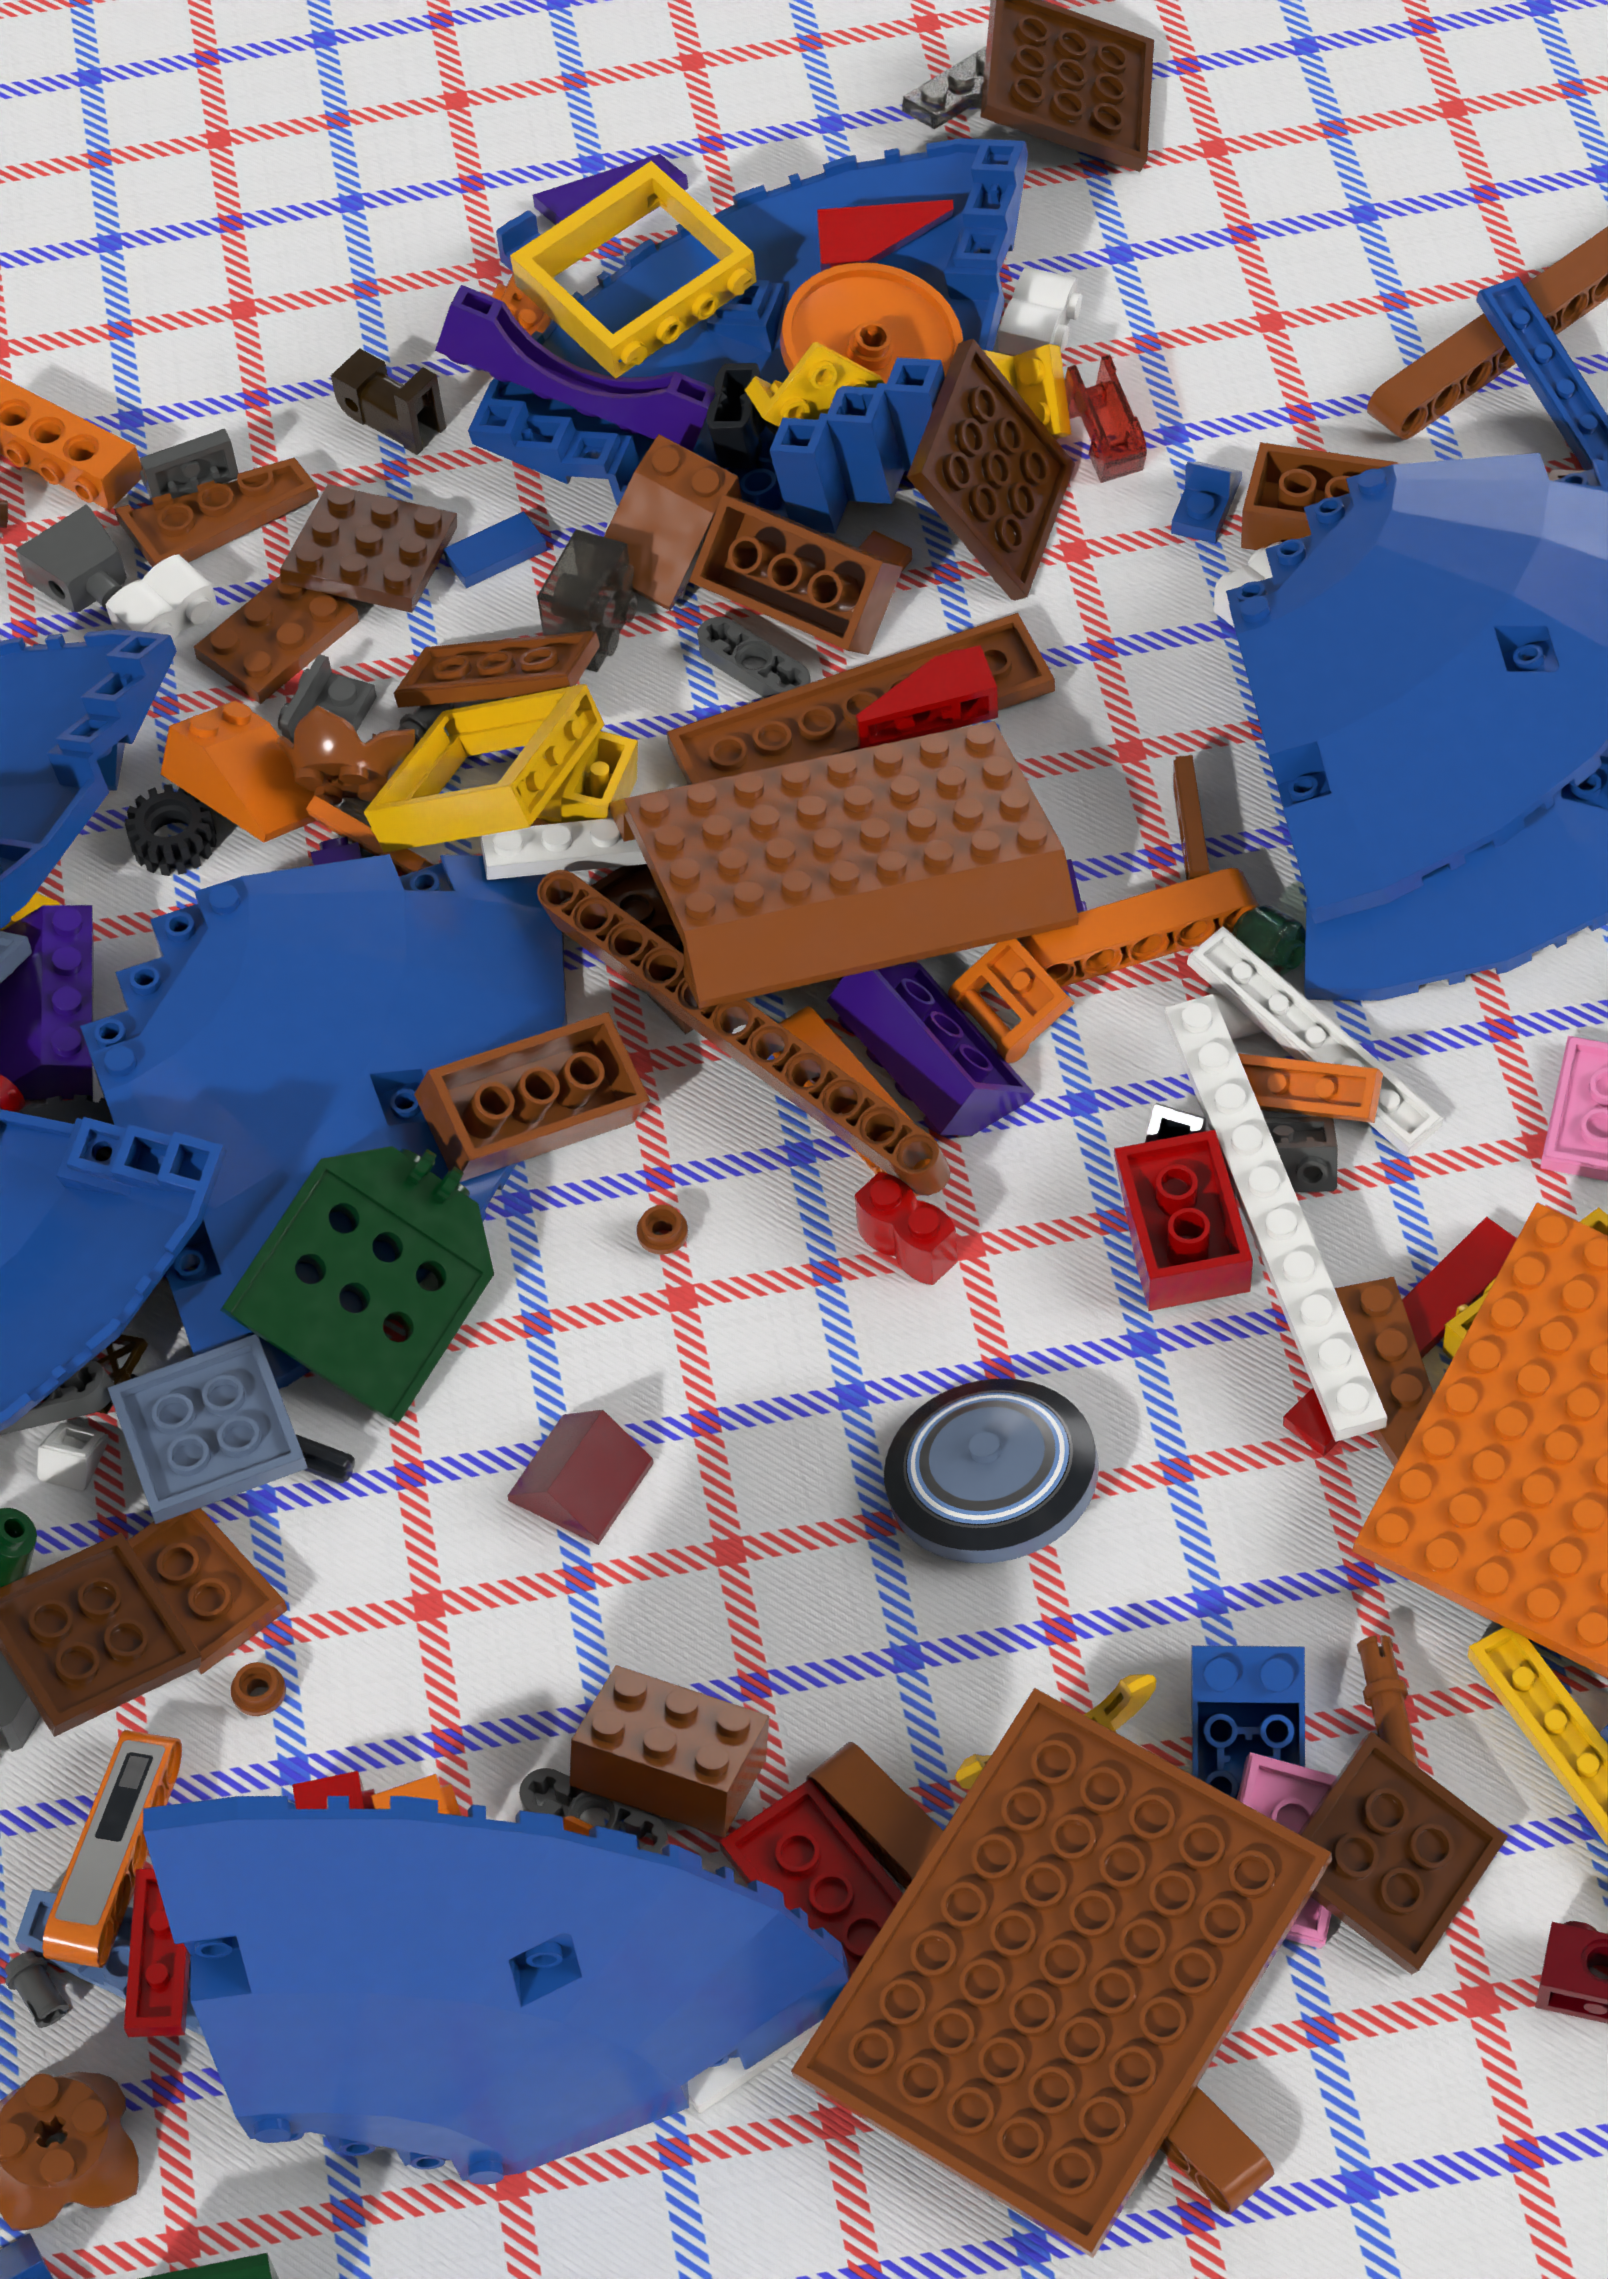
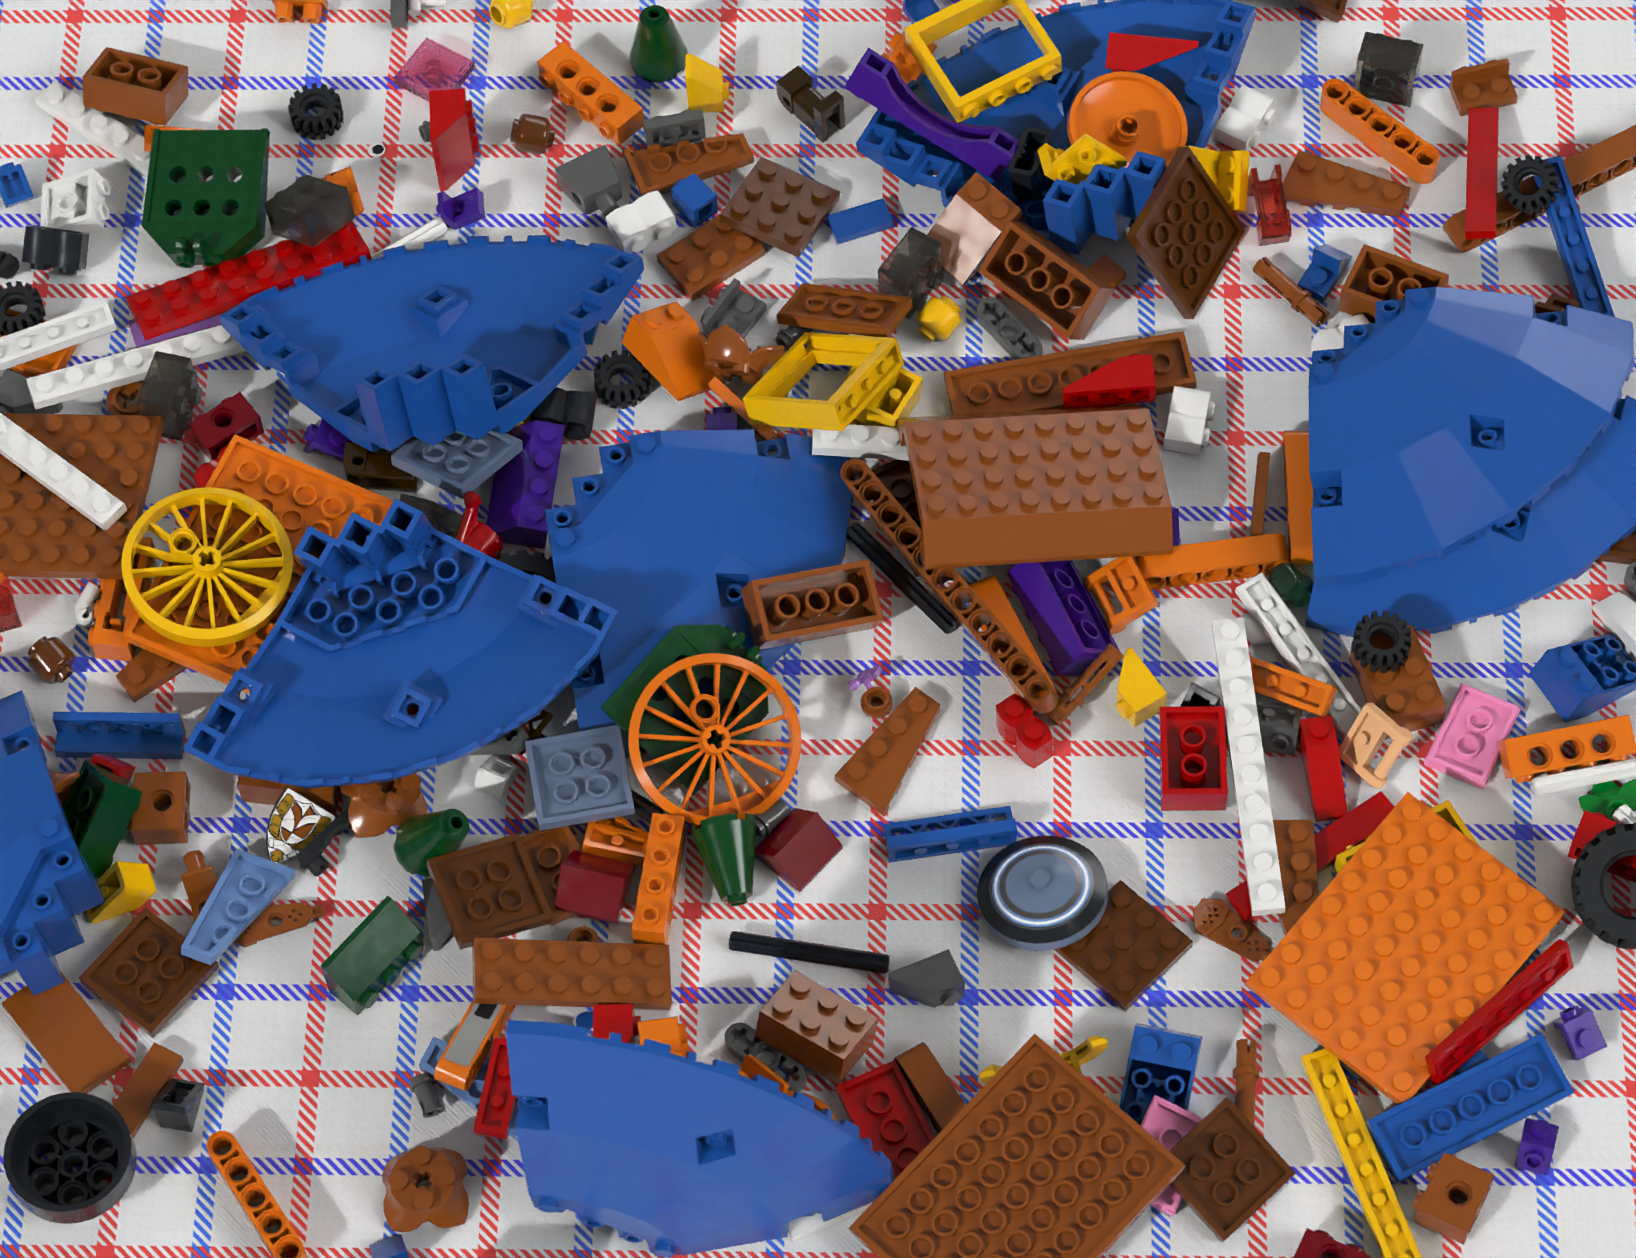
camera: 10 degrees right, 5 degrees up
(98, 881) = (570, 409): none -> black brick
(142, 359) = (657, 46): none -> dark green cone
(224, 399) = (705, 85): none -> yellow slope
(237, 561) = (694, 200): none -> blue brick
(245, 1741) = (570, 973): none -> dark orange plate
(259, 1595) = (593, 886): none -> dark red slope
(285, 1518) = (616, 840): none -> orange wing
(365, 1568) = (659, 879): none -> orange brick
(471, 1503) = (728, 854): none -> dark green cone
(472, 1431) = (751, 803): none -> orange piece
(523, 1441) = (770, 818): none -> dark grey pin
(632, 1635) = (809, 952): none -> black axle
(637, 1196) = (865, 677): none -> medium lavender plant
(643, 659) = (939, 318): none -> yellow head
(665, 1040) = (902, 578): none -> black axle
(692, 1313) = (884, 758): none -> dark orange wing
(824, 1416) = (952, 838): none -> blue fence
(838, 1642) = (929, 981): none -> dark grey slope
(1017, 1093) = (1110, 657): none -> dark orange pin
(1055, 736) = (1187, 420): none -> white brick
(1073, 1136) = (1138, 691): none -> yellow slope
(1145, 1531) = (1127, 947): none -> reddish brown plate
(1180, 541) = (1300, 299): none -> dark orange pin
(1181, 379) = (1334, 184): none -> dark orange wing
(1233, 210) = (1388, 68): none -> clear smoke brick
(1240, 297) = (1379, 131): none -> orange beam
(1254, 811) = (1298, 496): none -> orange beam
(1289, 1471) = (1222, 927): none -> dark orange piece
(1373, 216) = (1482, 86): none -> dark orange bracket
(1387, 1197) = (1322, 767): none -> red slope
(1407, 325) = (1482, 173): none -> red tile
(1441, 965) = (1387, 626): none -> black tyre
(1446, 1140) = (1365, 740): none -> light nougat plate
(1470, 1051) = (1407, 694): none -> dark orange brick
(1480, 296) = (1518, 172): none -> black tyre

